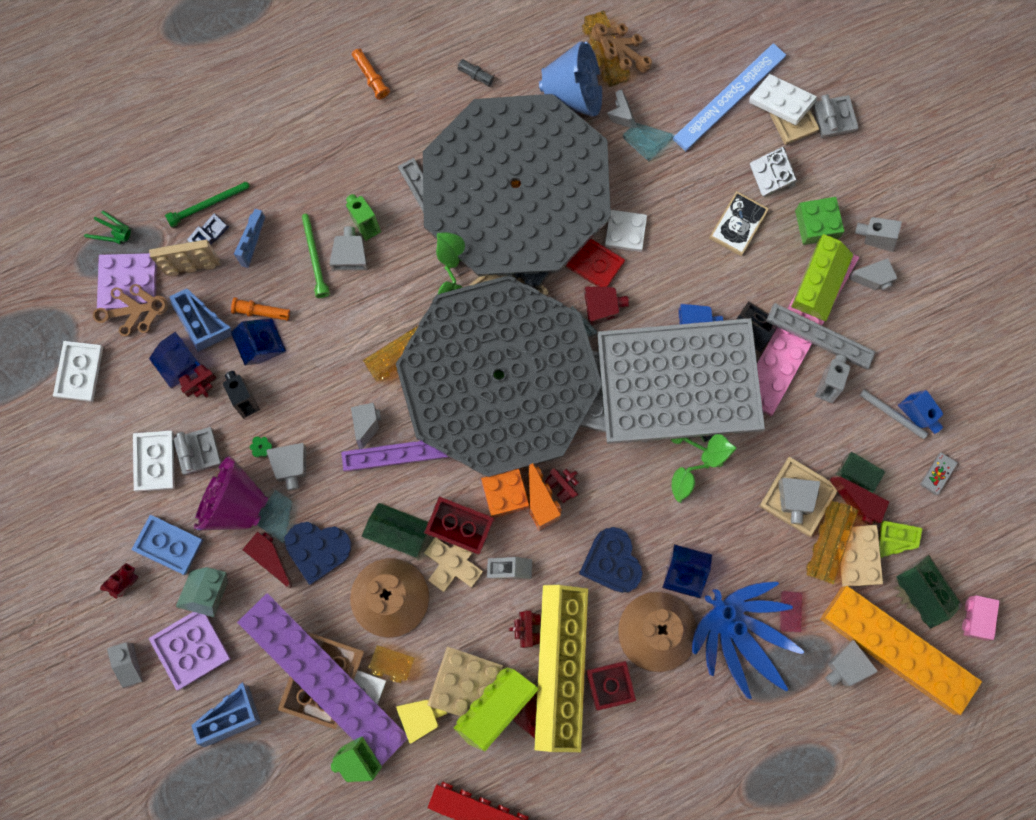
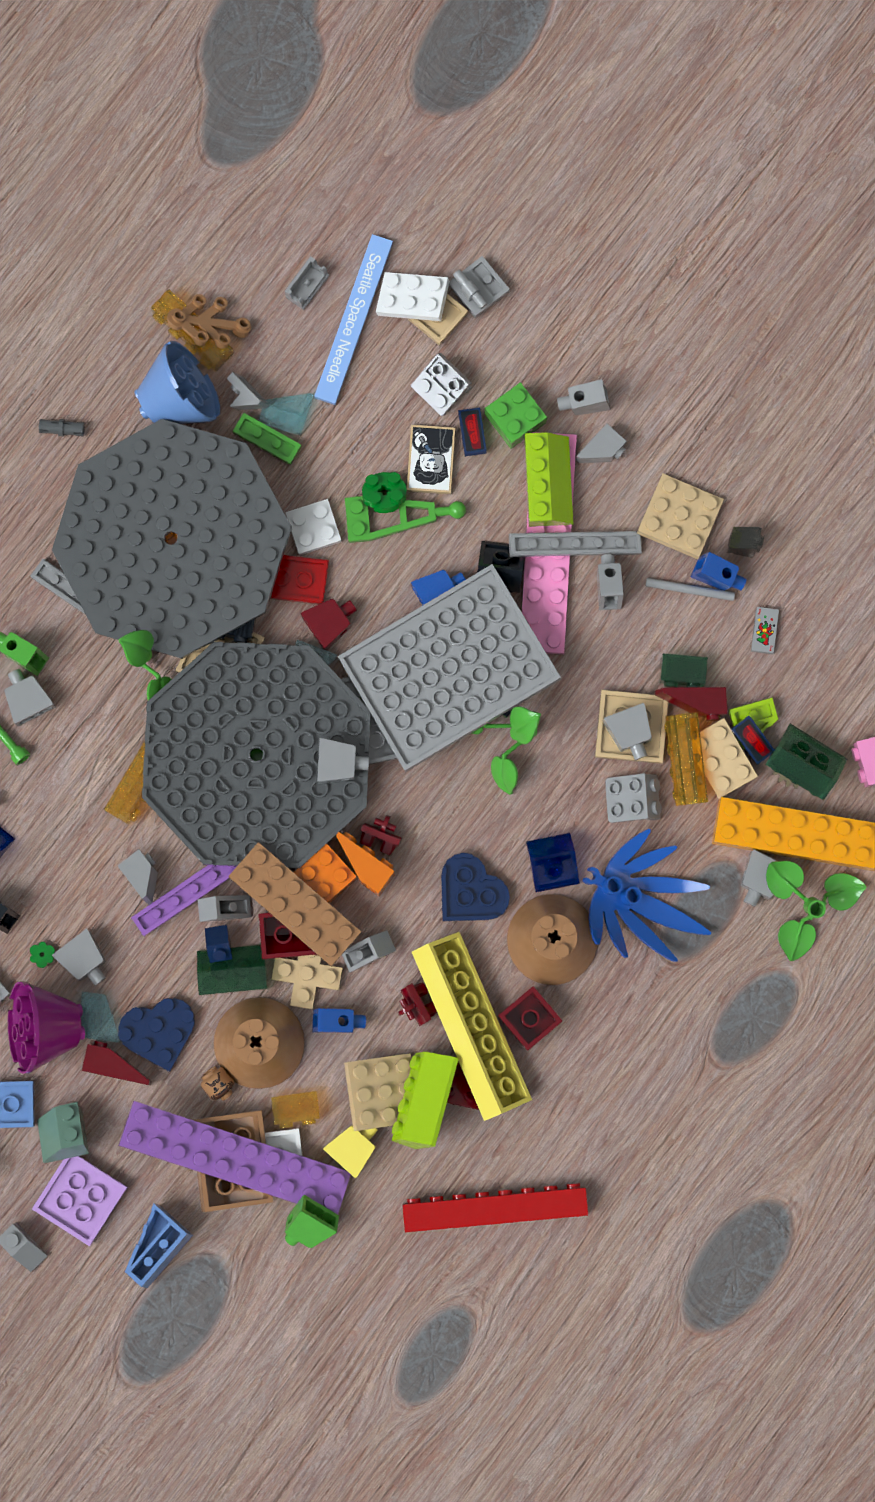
camera: 25 degrees left, 5 degrees up
(341, 613) = (217, 1083): none -> medium nougat head
(397, 504) = (218, 943): none -> dark blue brick
(415, 480) = (224, 908): none -> light grey slope
(450, 607) = (327, 1021): none -> blue torso
(470, 503) = (295, 904): none -> medium nougat plate
(559, 410) = (338, 762): none -> light grey torso
(623, 151) = (267, 439): none -> bright green plate
(662, 242) = (359, 524): none -> bright green plate
(691, 221) = (384, 481): none -> green plate
(707, 54) = (306, 283): none -> light grey hinge
(774, 552) = (633, 798): none -> light grey bracket
(780, 218) = (472, 432): none -> slope
(791, 619) = (682, 858): clear pink plate -> none
(892, 553) = (752, 739): none -> slope
(907, 711) = (784, 878): none -> bright green plant
(911, 355) = (680, 516): none -> tan plate
(956, 397) = (745, 541): none -> clear smoke slope

